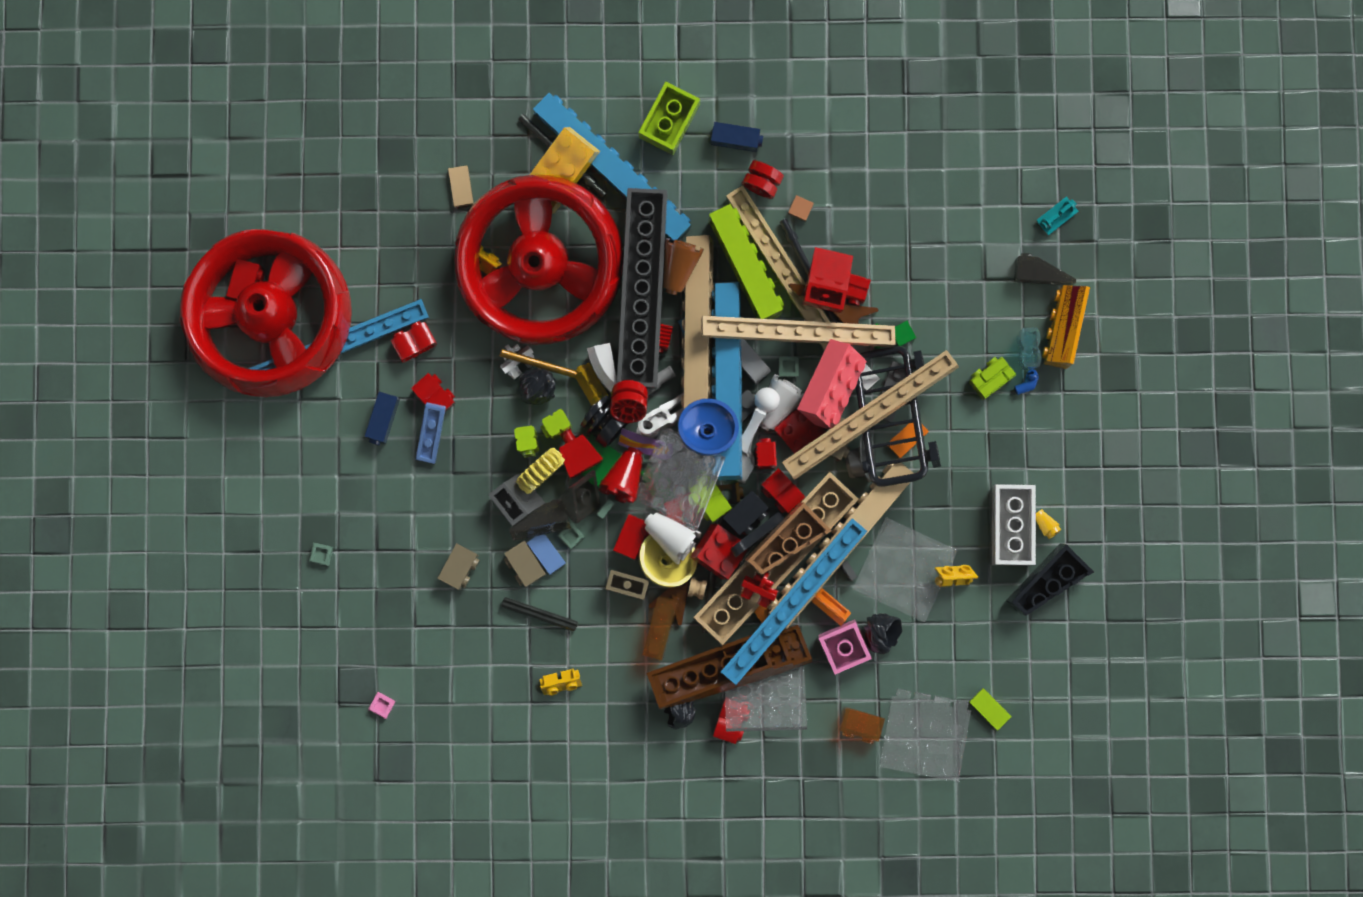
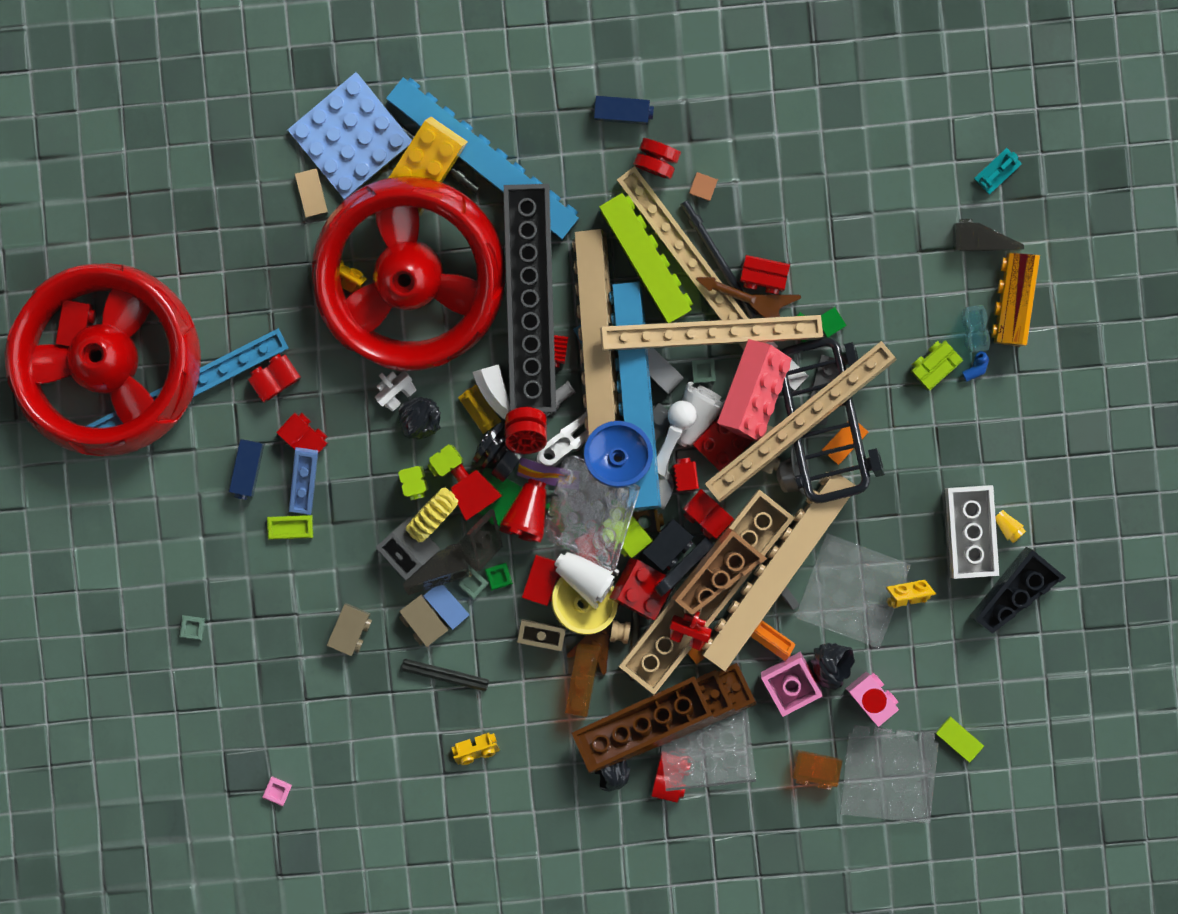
camera: 10 degrees left, 5 degrees up
(415, 473) = (290, 527): none -> lime tile
(499, 139) = (350, 135): none -> light blue plate
(538, 363) = (419, 392): pearl gold bar -> none
(594, 531) = (498, 576): none -> green tile
(605, 509) = (510, 549): sand green tile -> none
(669, 118) = (544, 95): lime brick -> none
(679, 263) = (569, 266): dark orange cone -> none
(794, 601) = (730, 641): dark azure plate -> none
(828, 280) = (741, 270): red slope -> none
(916, 665) = (872, 698): none -> bright pink brick

